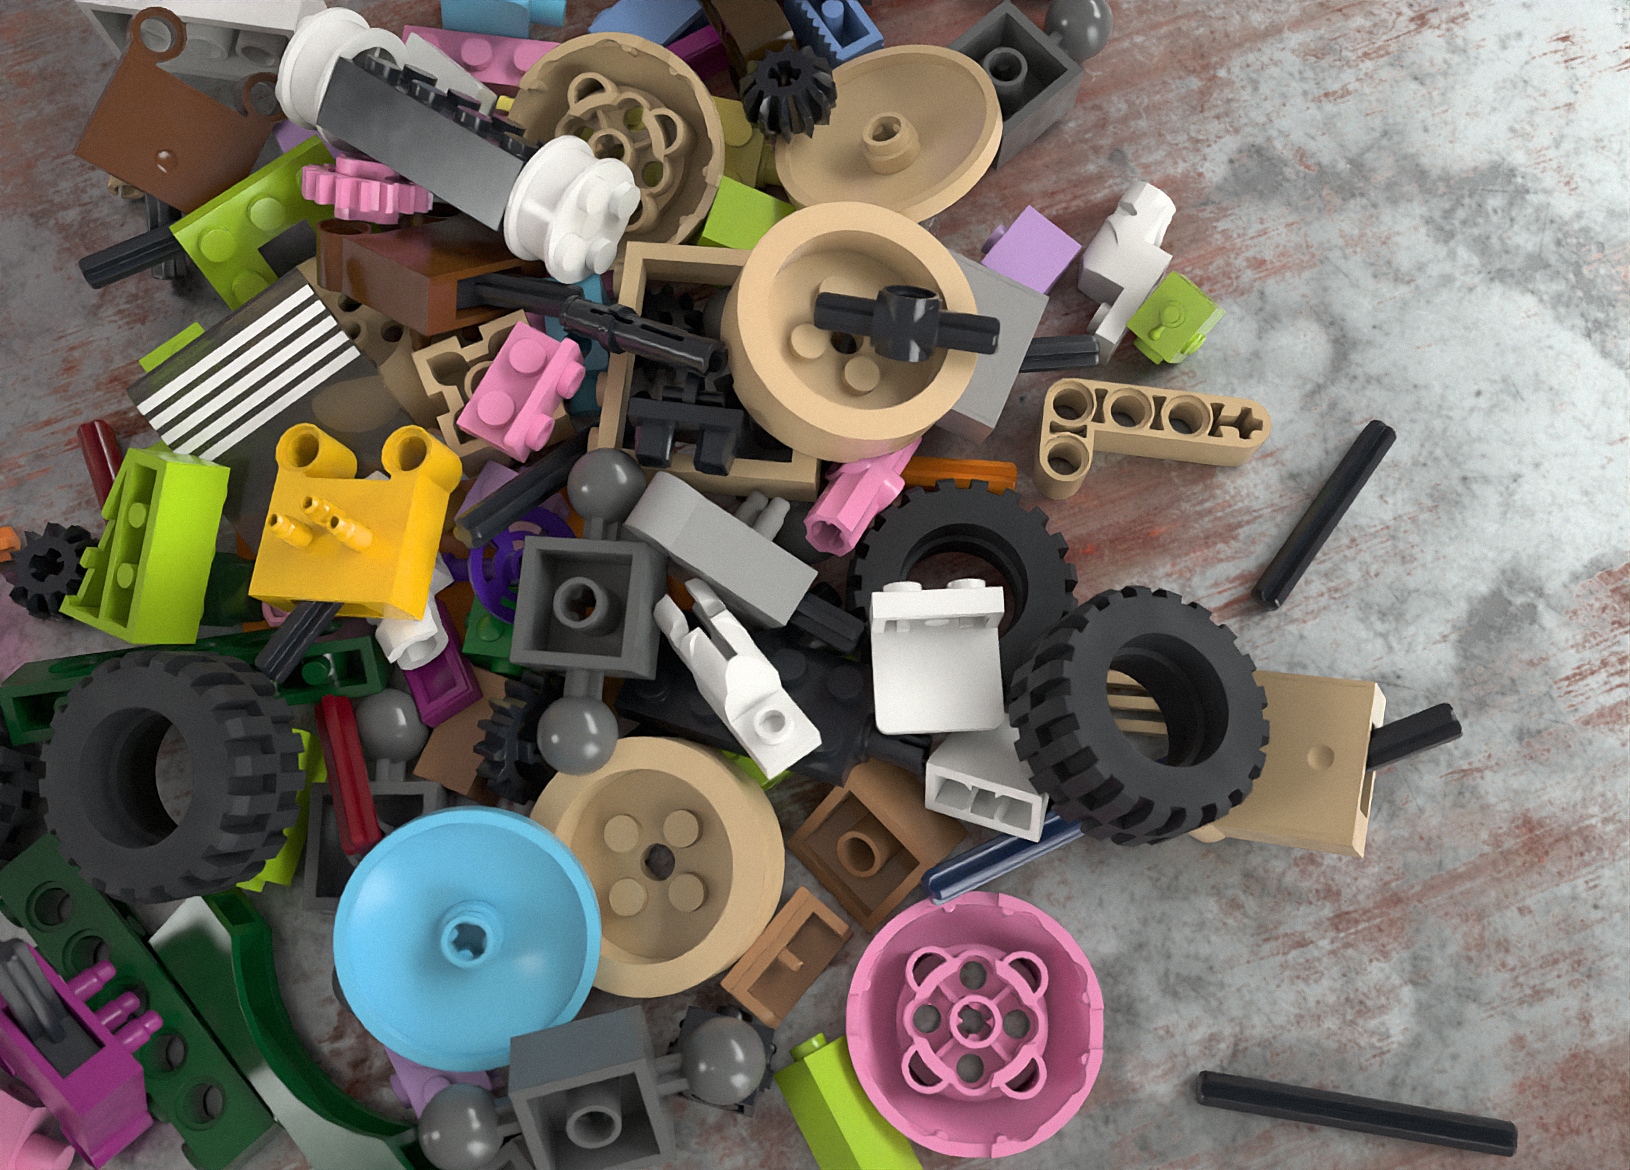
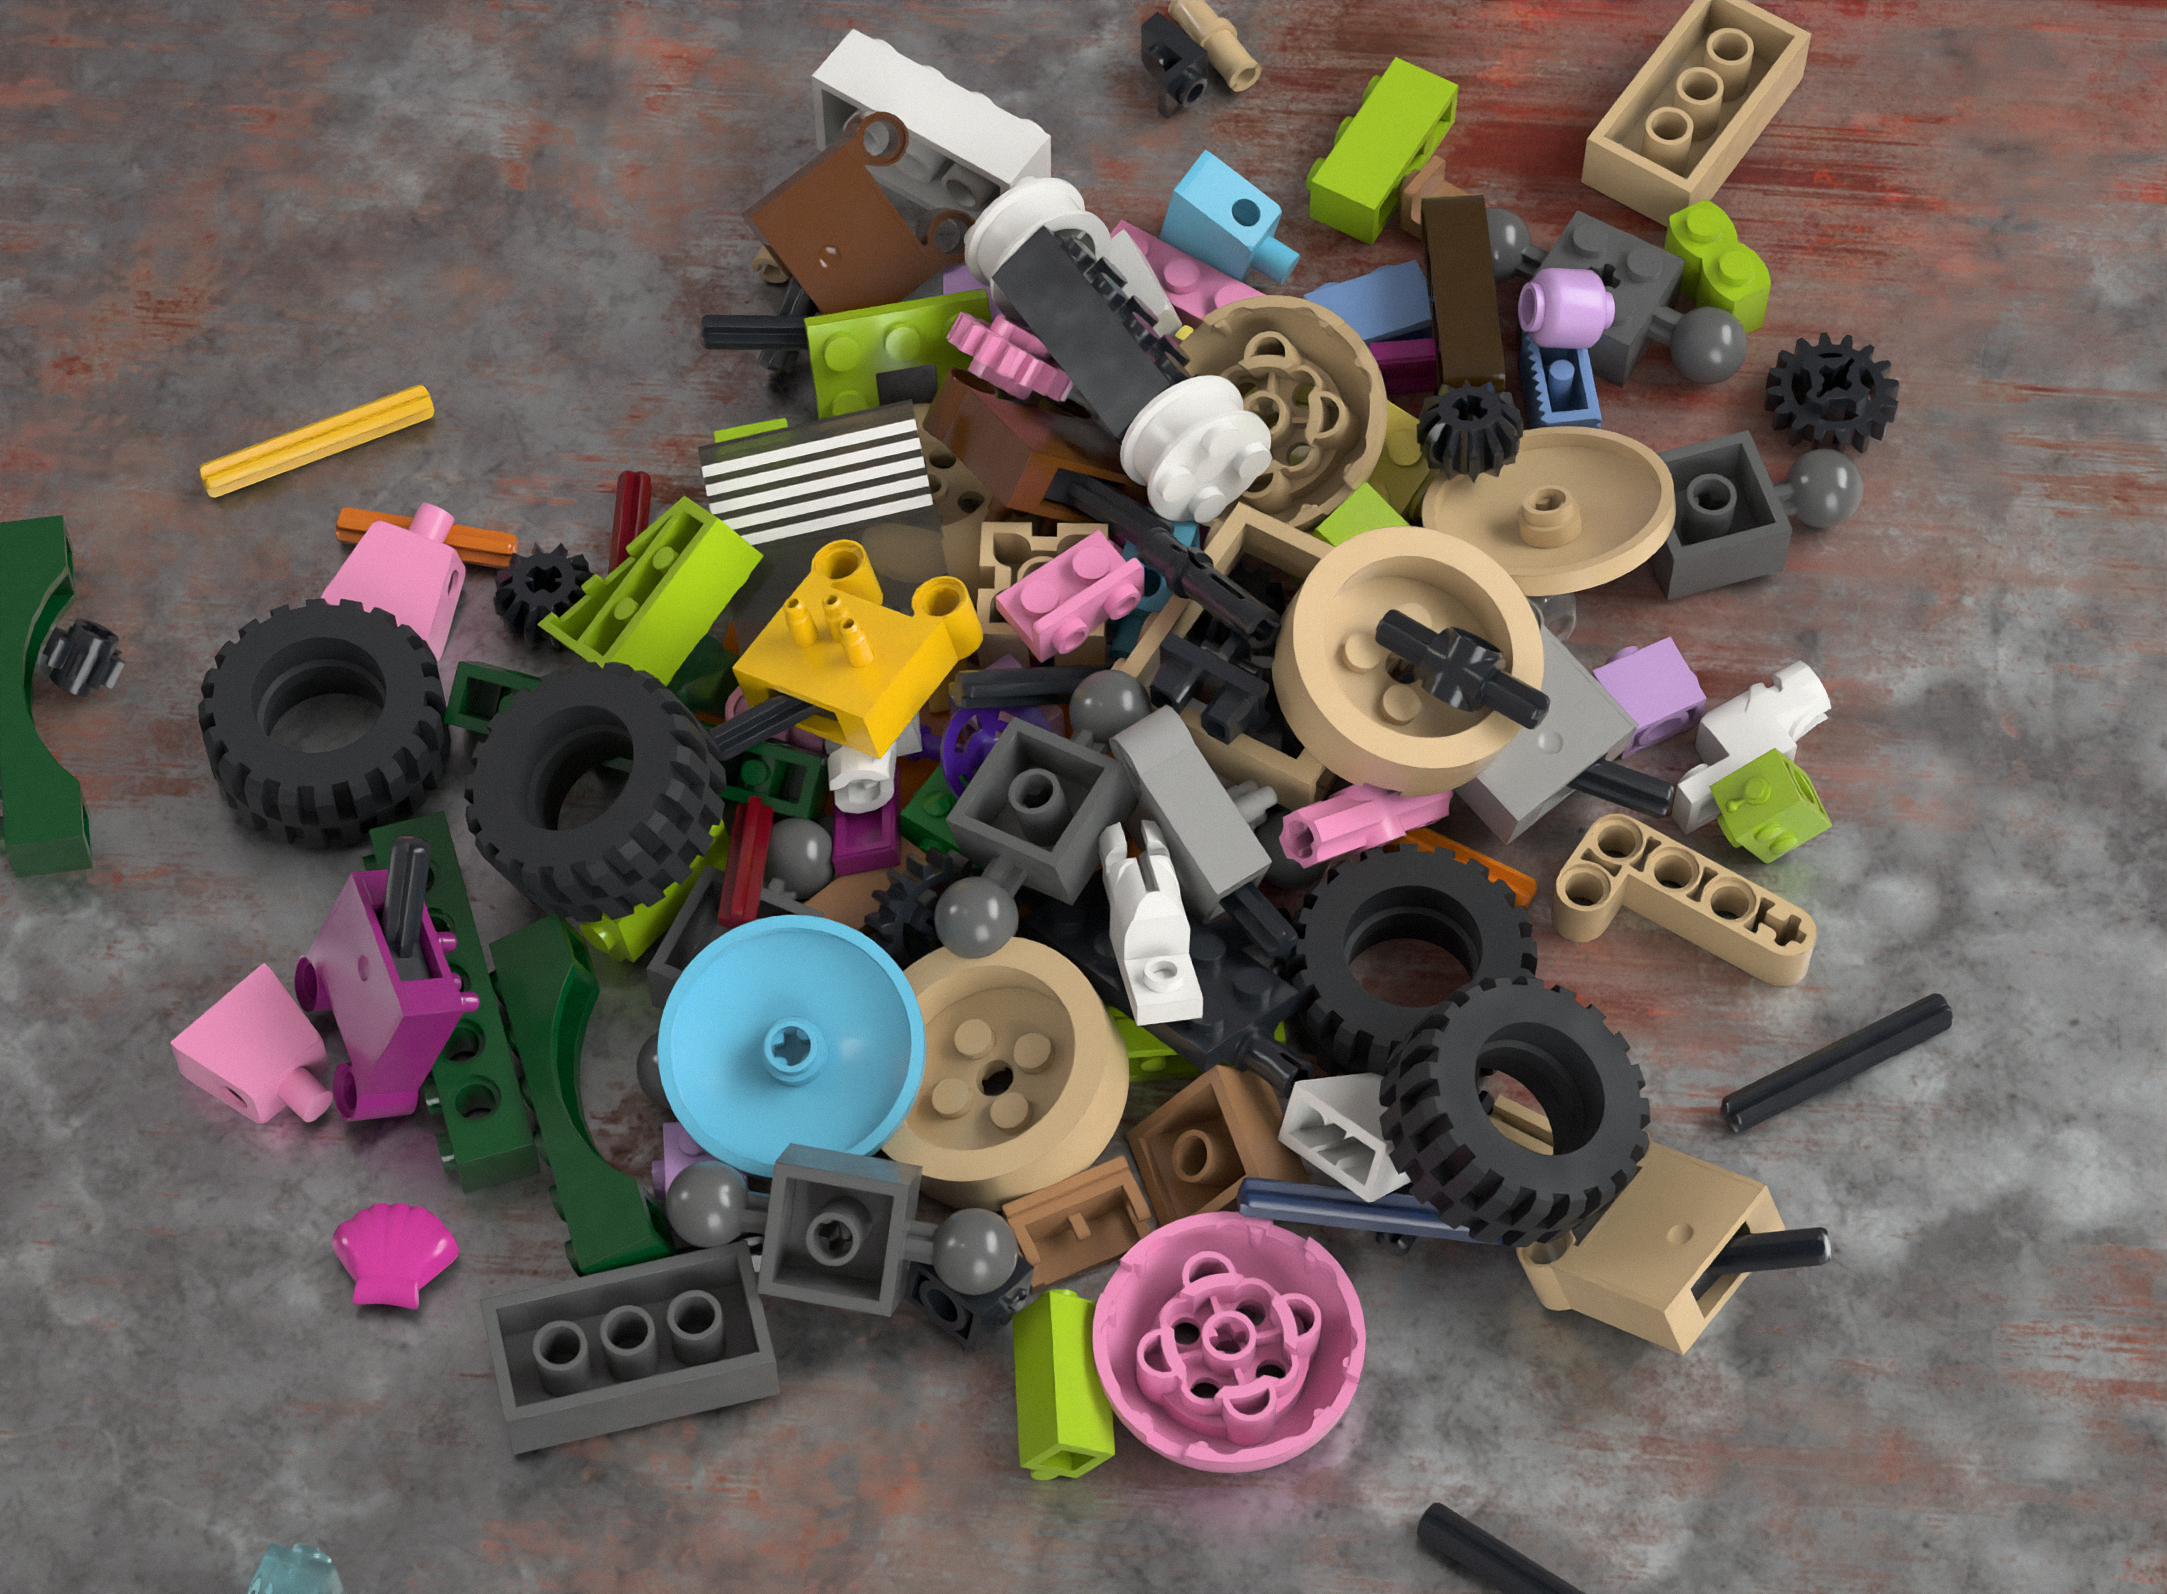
camera: 25 degrees right, 15 degrees down
(937, 657) = (1350, 983): white bracket -> none

